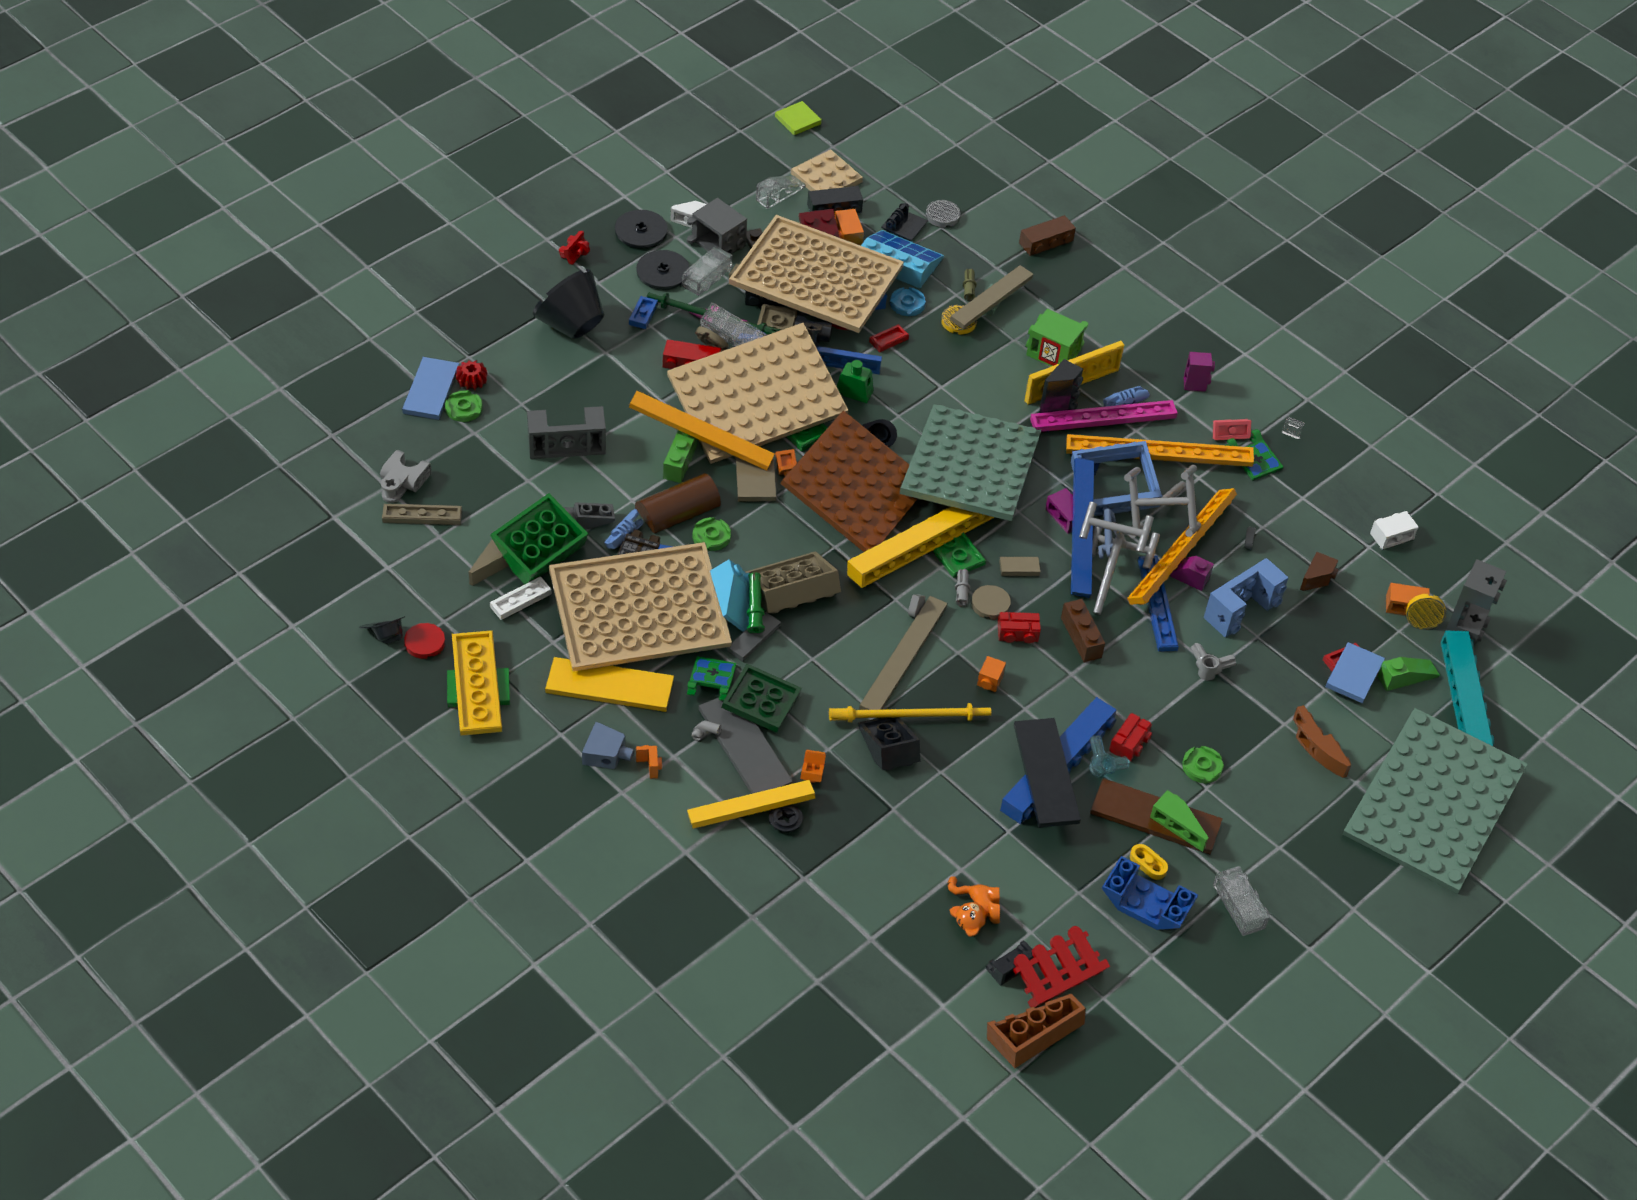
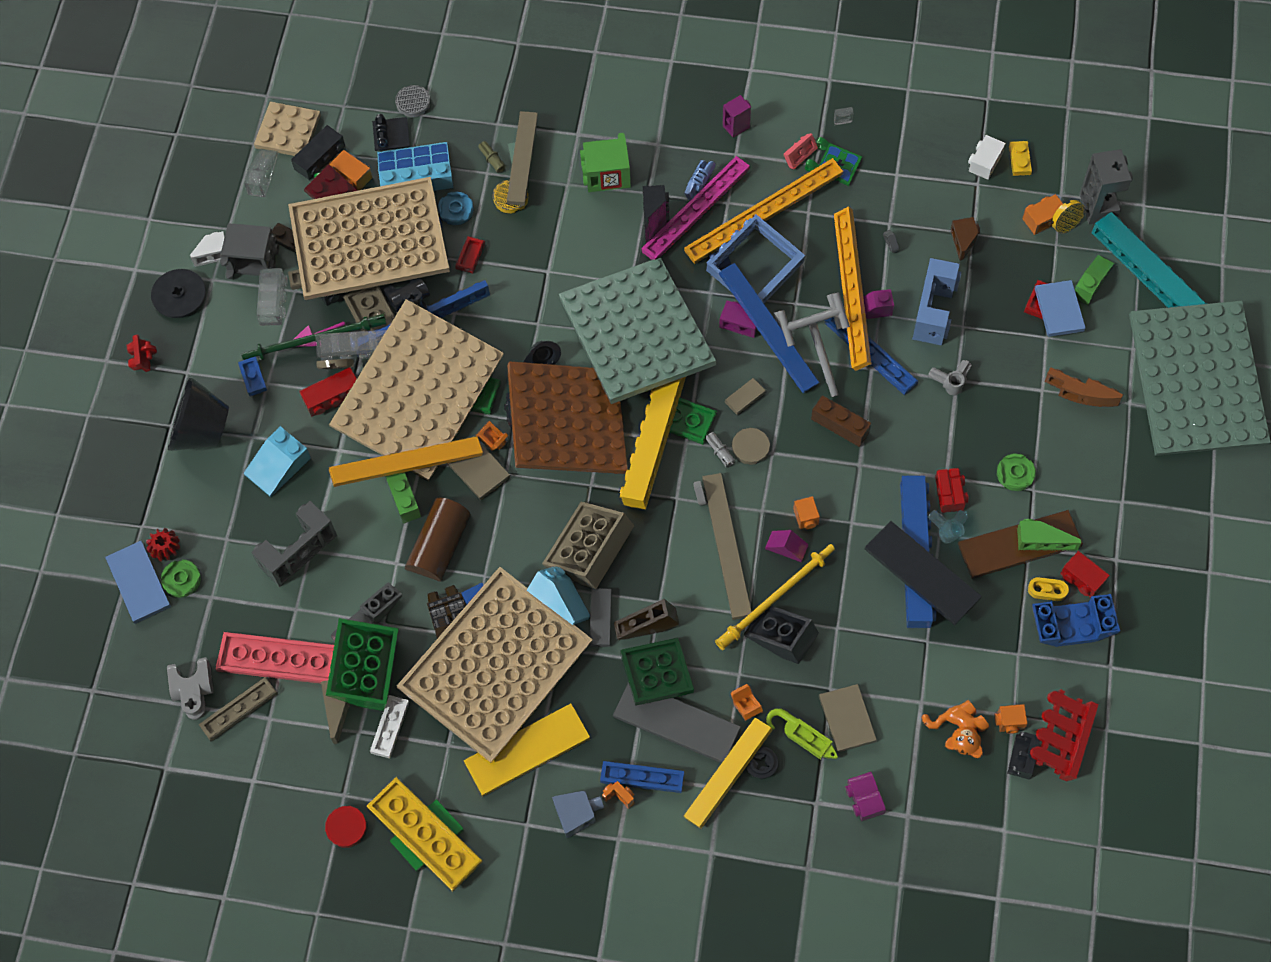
camera: 30 degrees left, 15 degrees up
(387, 630) = (306, 842): black piece -> none
(475, 495) = (274, 658): none -> coral tile
(607, 376) = (277, 461): none -> medium azure slope
(625, 527) = (417, 598): medium blue hinge -> none
(662, 269) = (231, 333): black piece -> none
(681, 762) = (642, 777): none -> blue plate
(704, 728) = (635, 732): light grey arm -> none
(711, 674) = (599, 678): green flag -> none
(713, 532) = (487, 547): bright green tile -> none
(755, 611) = (589, 599): green pin -> none
(790, 661) = (647, 621): none -> dark brown slope
(798, 118) = (215, 88): lime tile -> none
(839, 822) = (804, 735): none -> lime plate
(847, 897) = (865, 796): none -> magenta brick
(856, 382) = (483, 319): green torso -> none
(887, 836) = (847, 718): none -> dark tan tile
(955, 687) = (787, 544): none -> magenta slope
(1018, 627) = (791, 454): red brick -> none
(1025, 927) = (1011, 718): none -> orange brick
(1036, 1029) = (1087, 806): dark orange wedge -> none
(1047, 235) = (514, 65): reddish brown brick -> none
(1094, 365) = (649, 178): yellow tile -> none
(1109, 516) = (804, 333): sand blue hinge -> none
(1167, 499) = (817, 261): light grey piece -> none
(1191, 870) = (1084, 574): none -> red brick
(1241, 900) = (1137, 571): clear brick -> none
(1425, 550) = (1020, 158): none -> yellow plate

